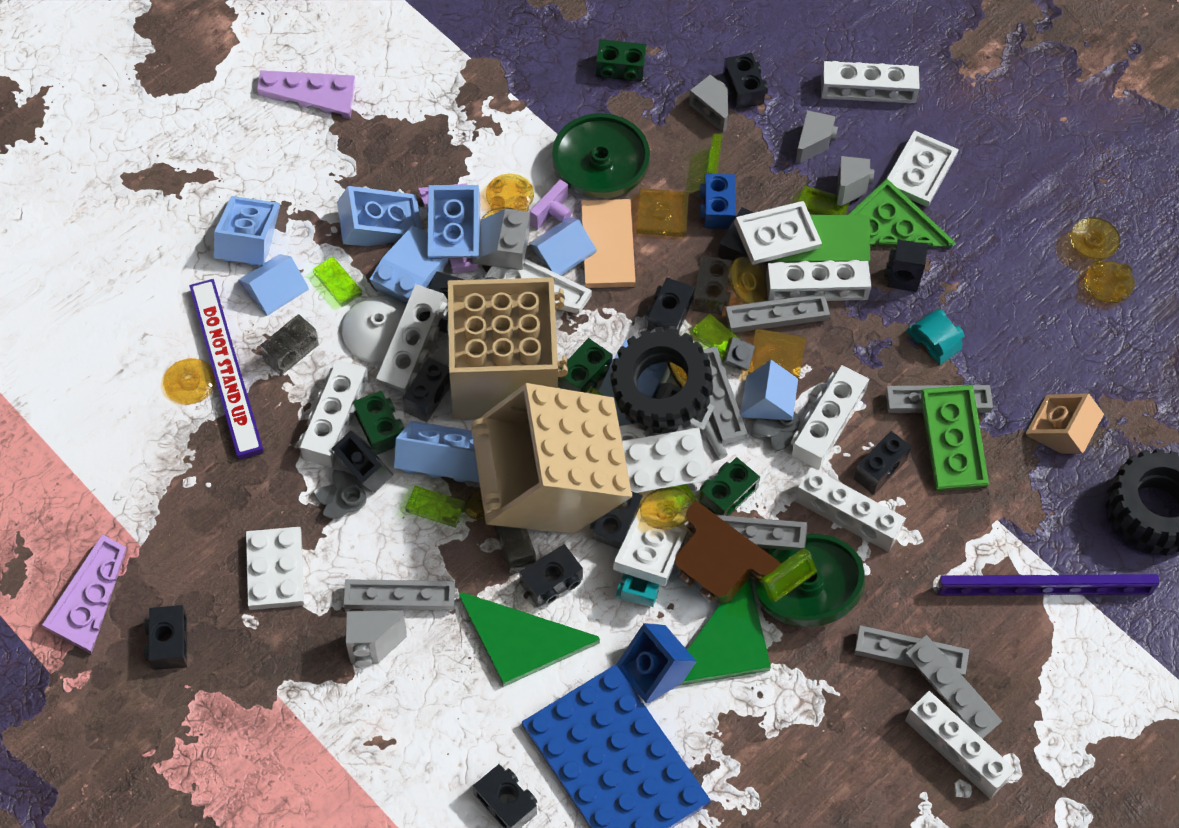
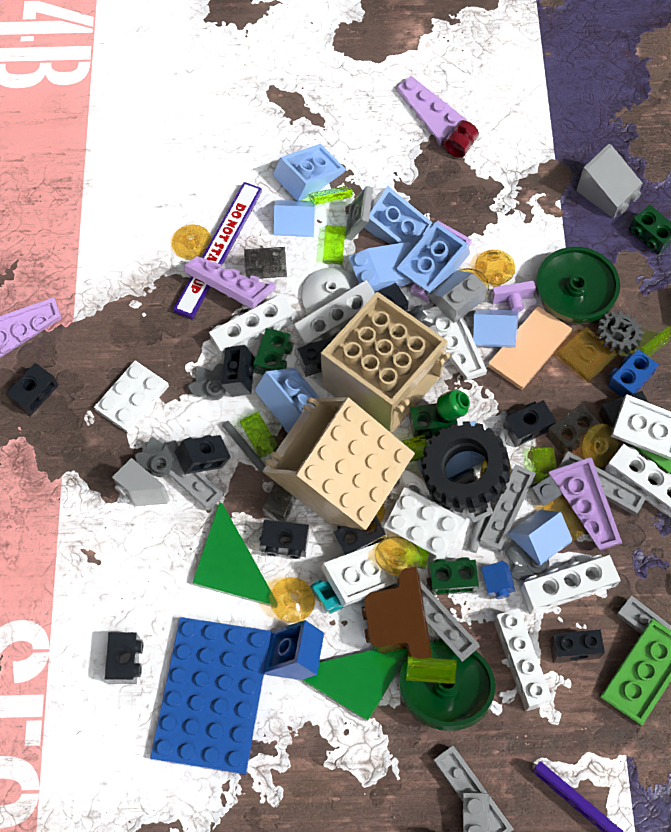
camera: 45 degrees right, 5 degrees up
(270, 387) = (229, 281): none -> lavender wing
(291, 236) = (330, 195): none -> clear neon green tile
(339, 232) = (359, 213): none -> light grey tile
(359, 596) = (156, 455): none -> dark grey plate
(369, 97) = (461, 139): none -> dark red wheel
(403, 561) = (202, 454): none -> black brick
(432, 527) = (249, 452): none -> dark grey bar
(546, 45) = (609, 182): none -> light grey slope
(597, 338) = (453, 405): none -> green head
(605, 631) = (285, 607): none -> clear yellow dish
(674, 172) = (619, 333): none -> dark grey gear
(770, 460) = (498, 580): none -> blue brick
(783, 334) = (586, 496): none -> lavender wing

